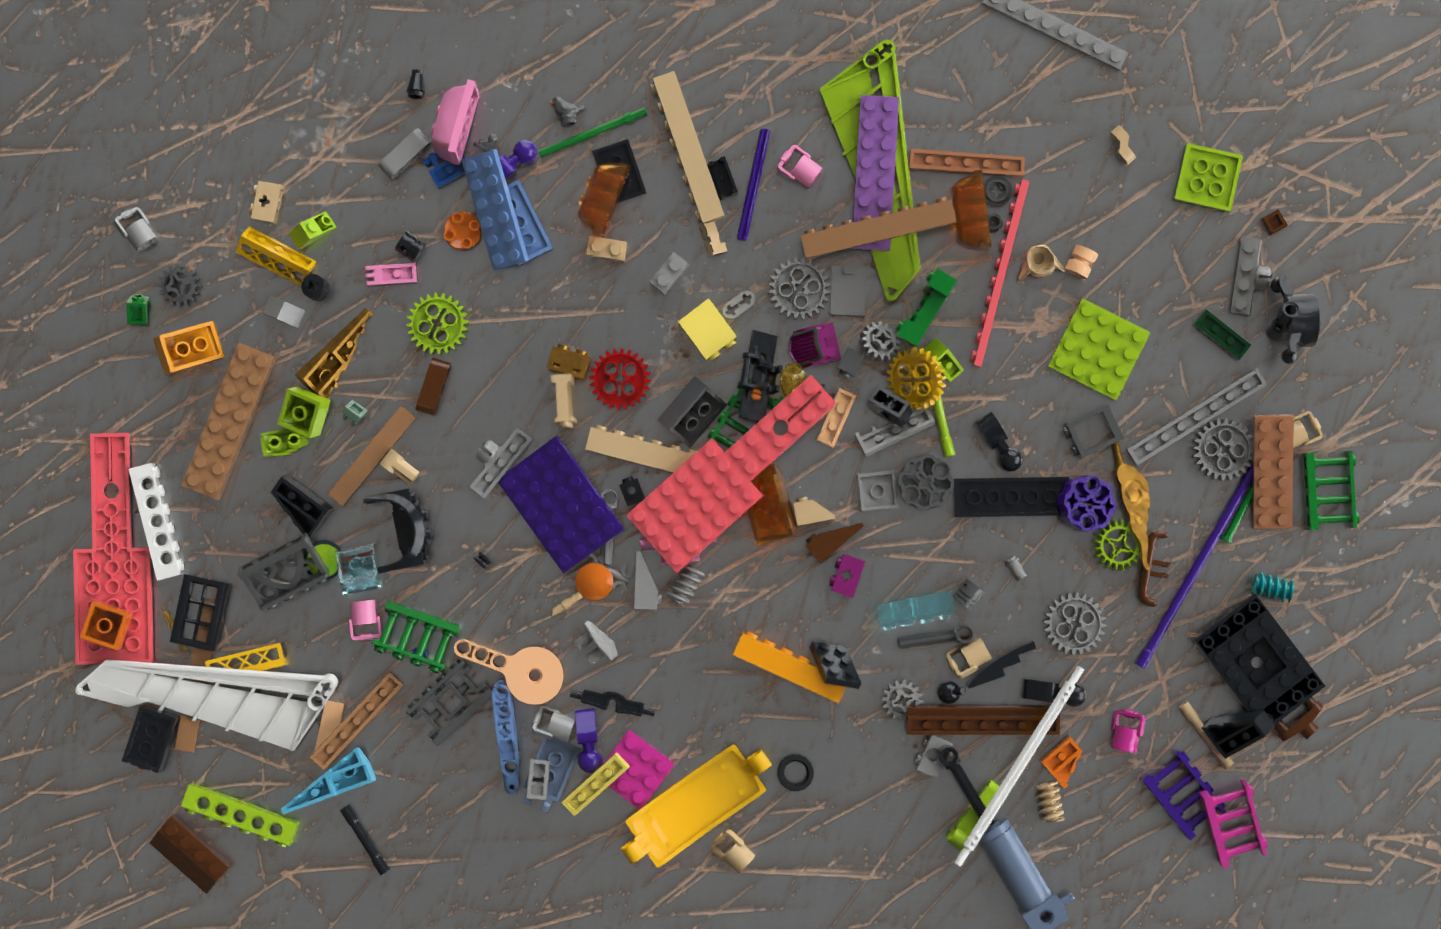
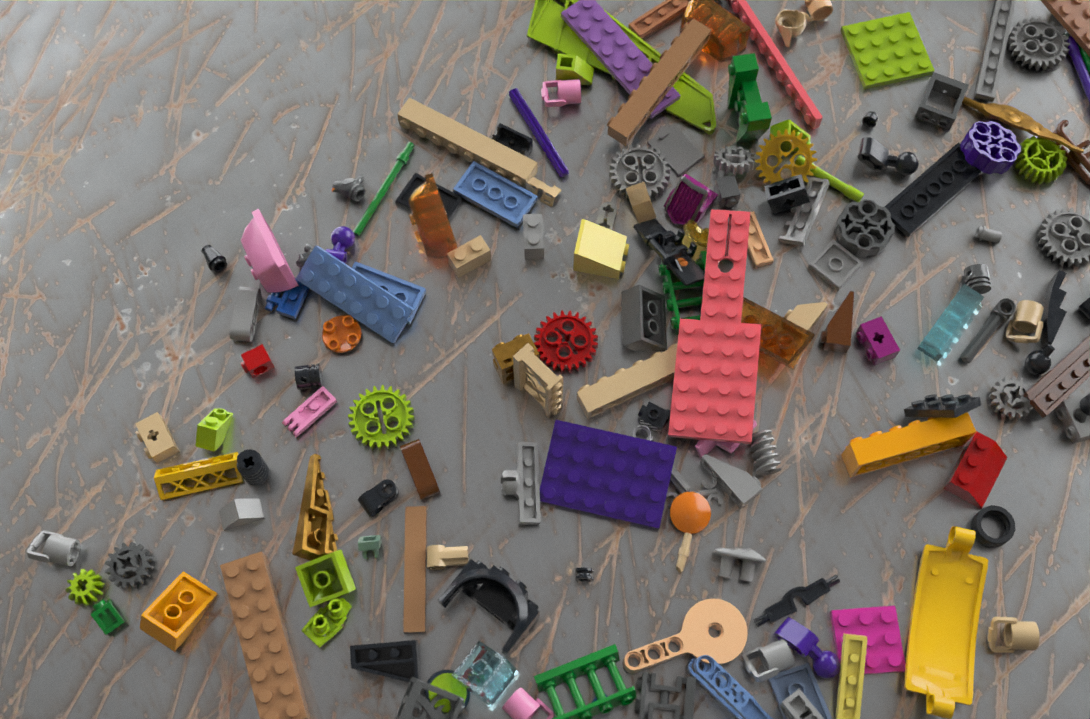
camera: 45 degrees left, 20 degrees down
(141, 281) = (77, 589): none -> lime gear
(383, 201) = (256, 361): none -> red brick
(385, 383) = (377, 498): none -> black piece
(672, 211) = (495, 194): none -> medium blue plate
(773, 315) = (641, 202): none -> tan slope
(824, 727) = (976, 470): none -> red slope
(827, 155) = (572, 67): none -> lime slope
(1023, 397) = (870, 119): none -> black hinge

